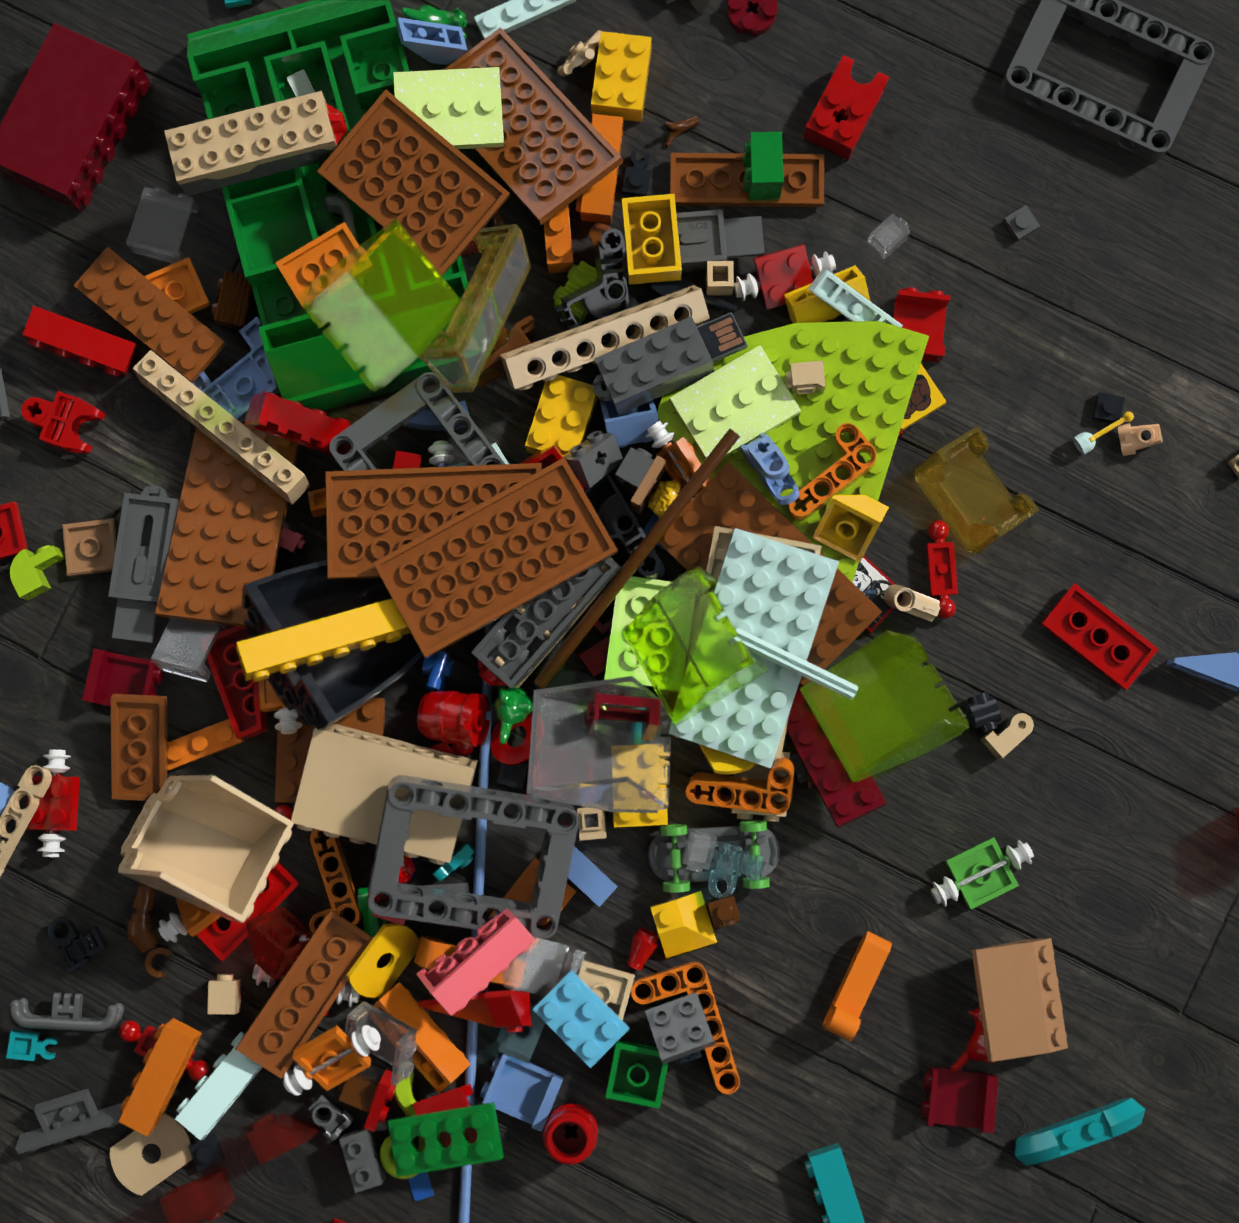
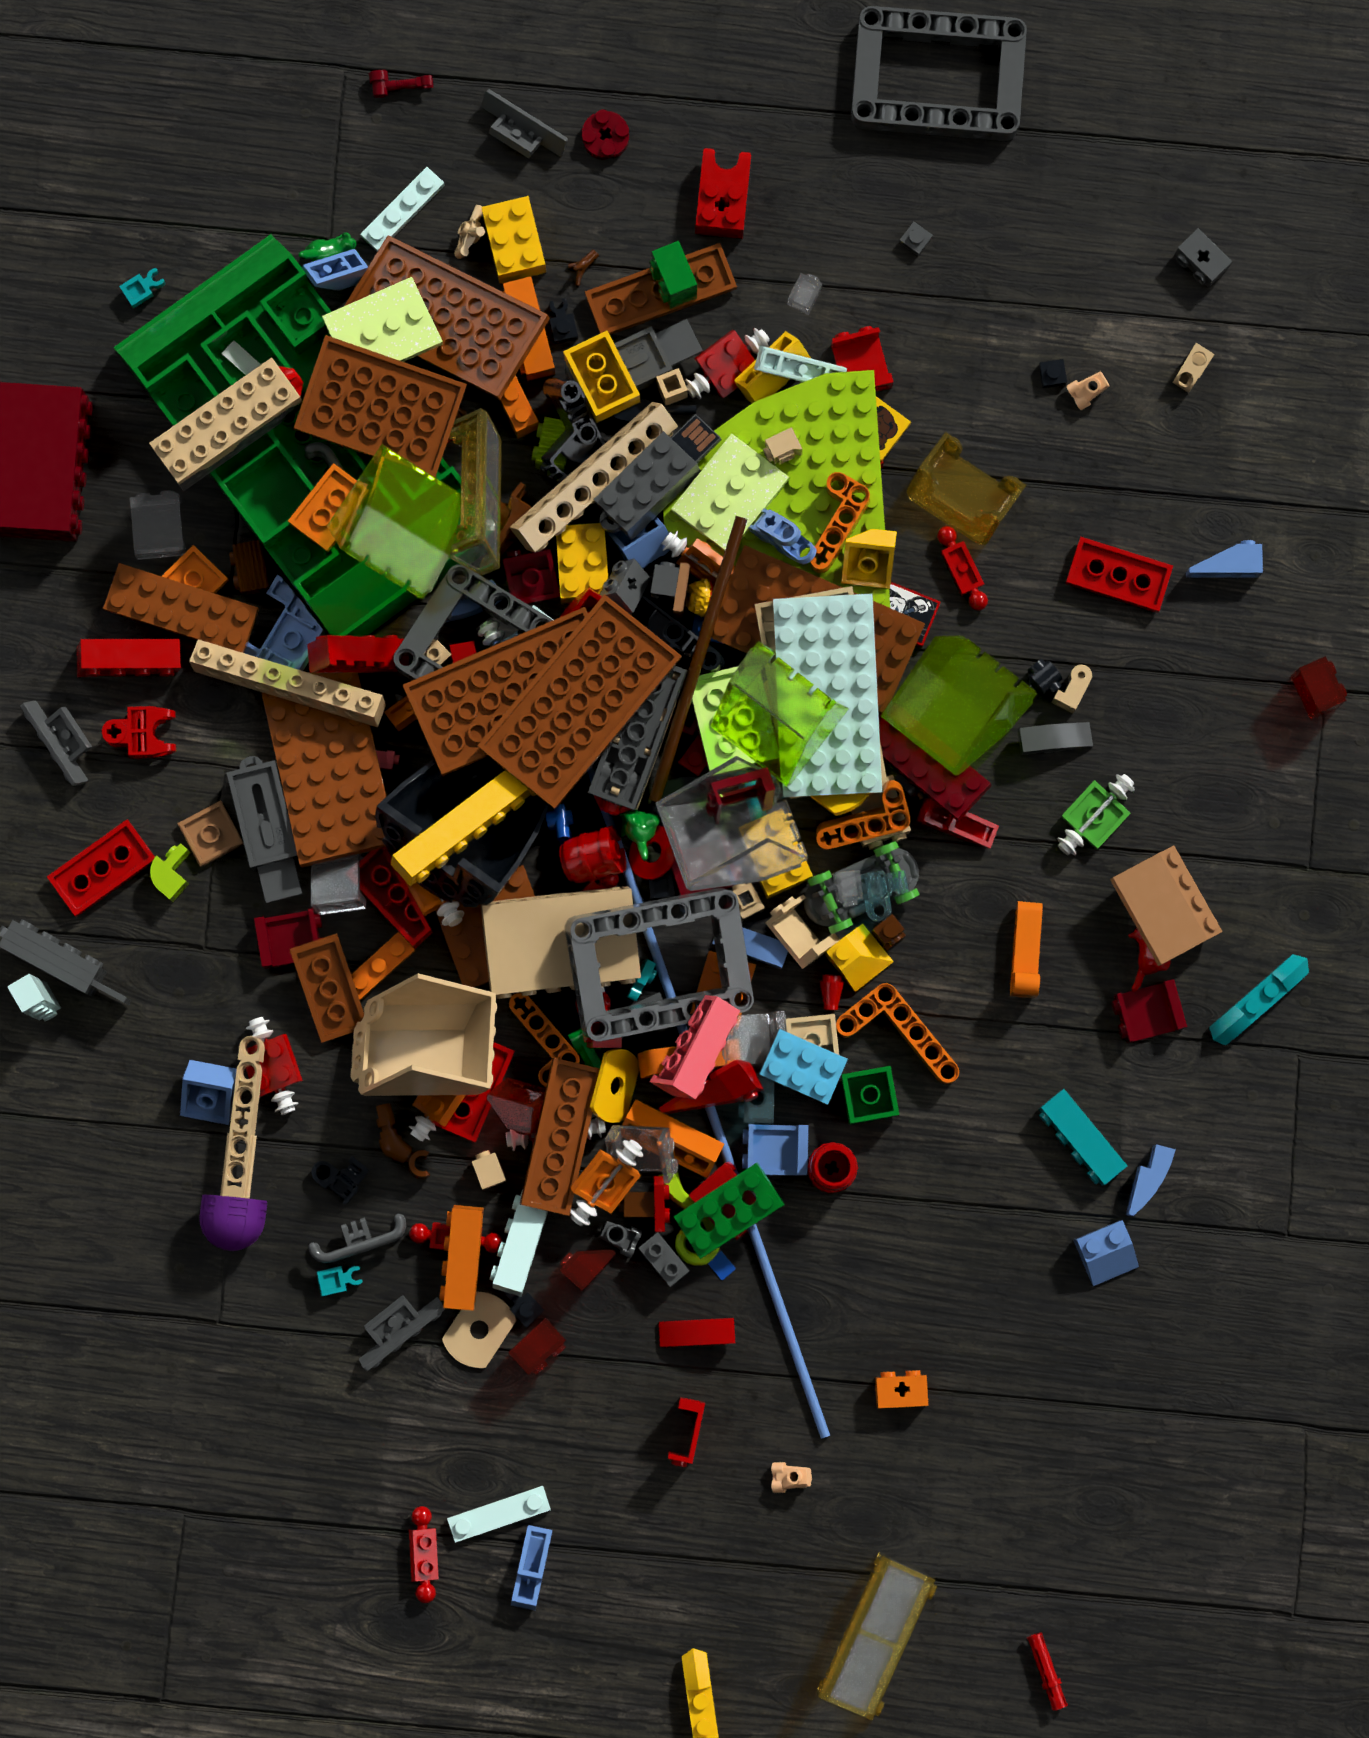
camera: 30 degrees left, 0 degrees up
(381, 455) = (439, 654): none -> tan window
(506, 411) = (531, 575): none -> dark red plate
(628, 878) = (796, 934): none -> tan panel
(680, 1029) = (891, 1041): dark grey plate -> none
(796, 664) = (873, 694): light aqua axle -> none
(848, 837) = (969, 828): none -> red slope
(912, 602) = (948, 606): tan piece -> none
(969, 778) = (1054, 737): none -> dark grey slope
(1086, 442) = (1044, 410): hinge -> none

